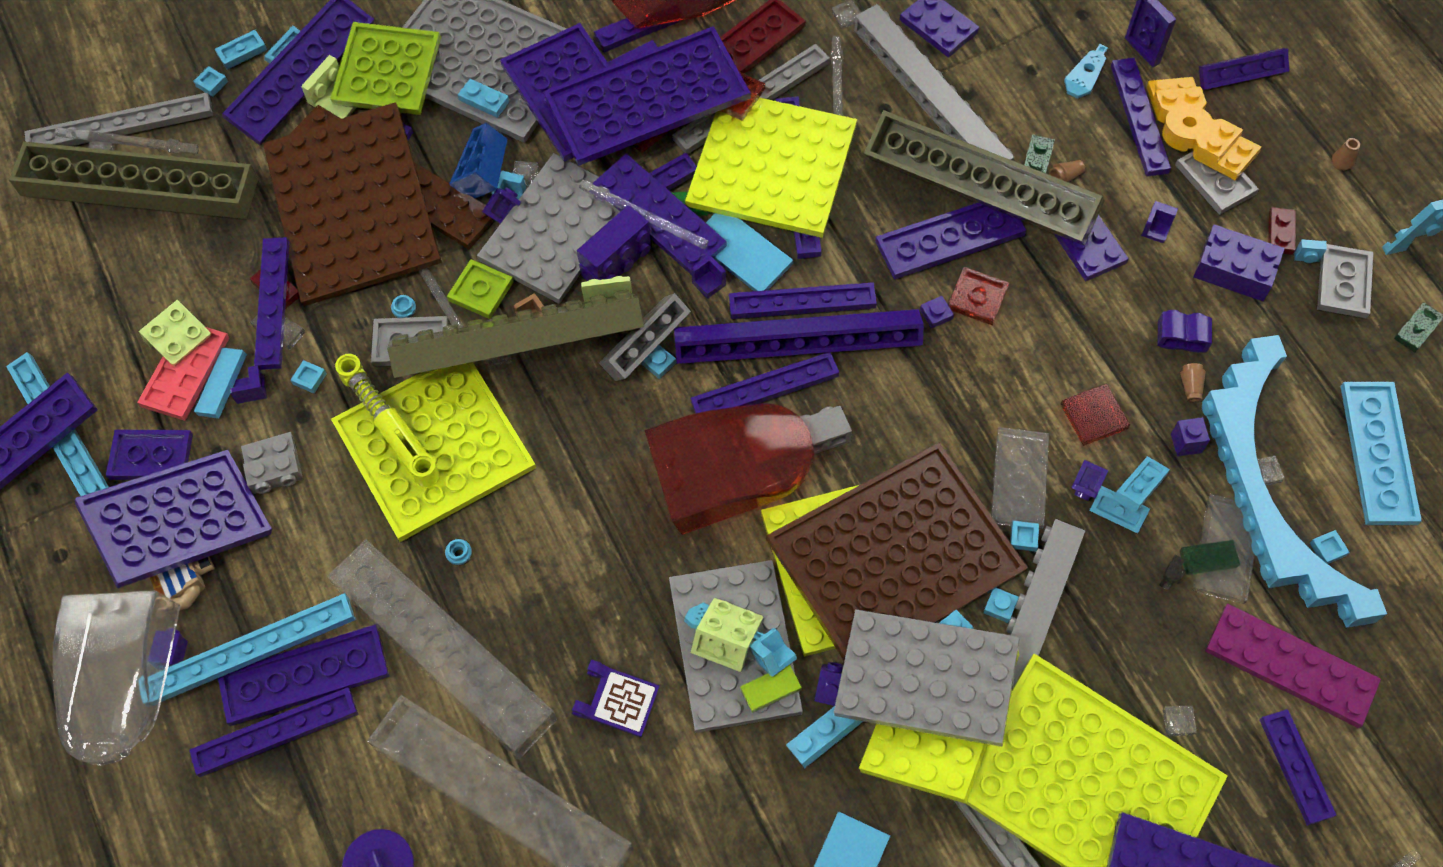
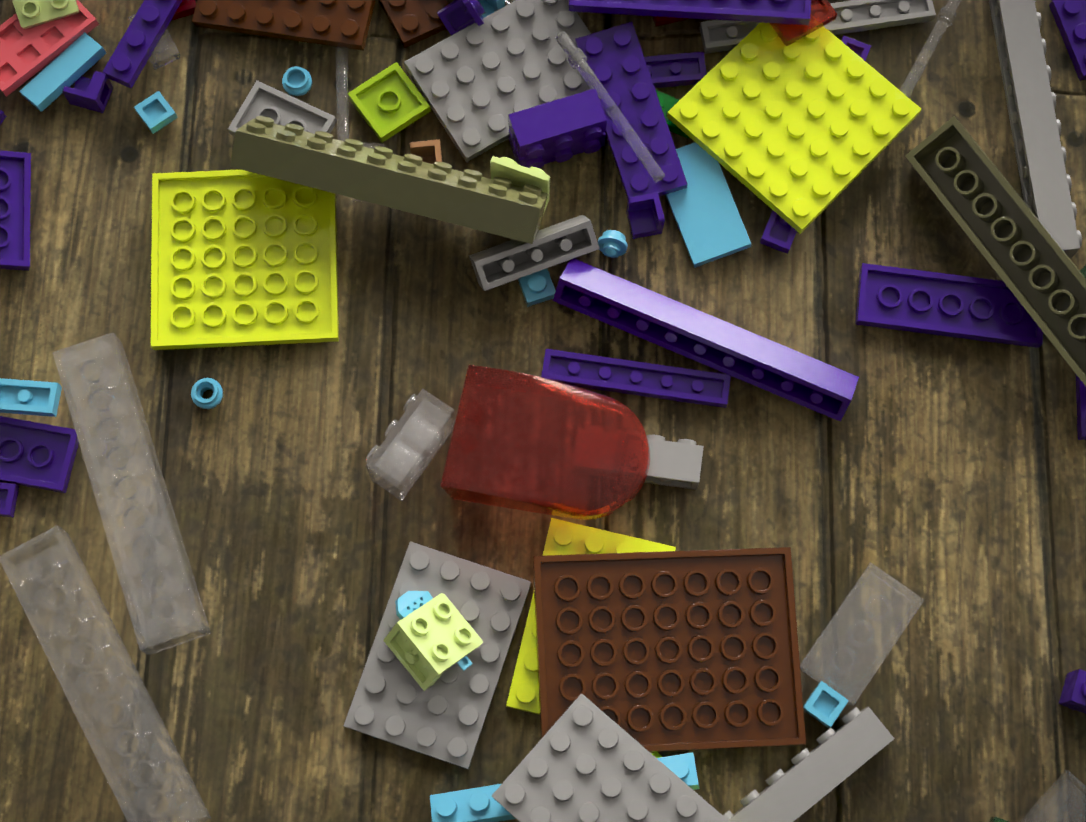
camera: 25 degrees right, 10 degrees up
(271, 463) = (68, 191): light grey plate -> none
(388, 421) = (206, 210): neon yellow piece -> none
(619, 700) = (284, 649): flag -> none
(632, 507) = (410, 444): none -> clear brick
(697, 306) = (612, 243): none -> medium azure plate
(770, 689) = (445, 726): lime tile -> none
(772, 652) = (467, 690): medium azure panel -> none
(802, 300) = (735, 297): dark purple plate -> none
(829, 683) = (513, 752): dark purple bracket -> none
(936, 312) = (881, 388): dark purple plate -> none
(978, 296) = (940, 393): clear red tile -> none
(1001, 605) = (753, 767): medium azure plate -> none
(1089, 480) = (935, 681): dark purple bracket -> none
(1095, 414) = (991, 605): clear red tile -> none
(1114, 511) = (951, 732): medium azure plate -> none
(1141, 484) = (992, 719): medium azure plate -> none

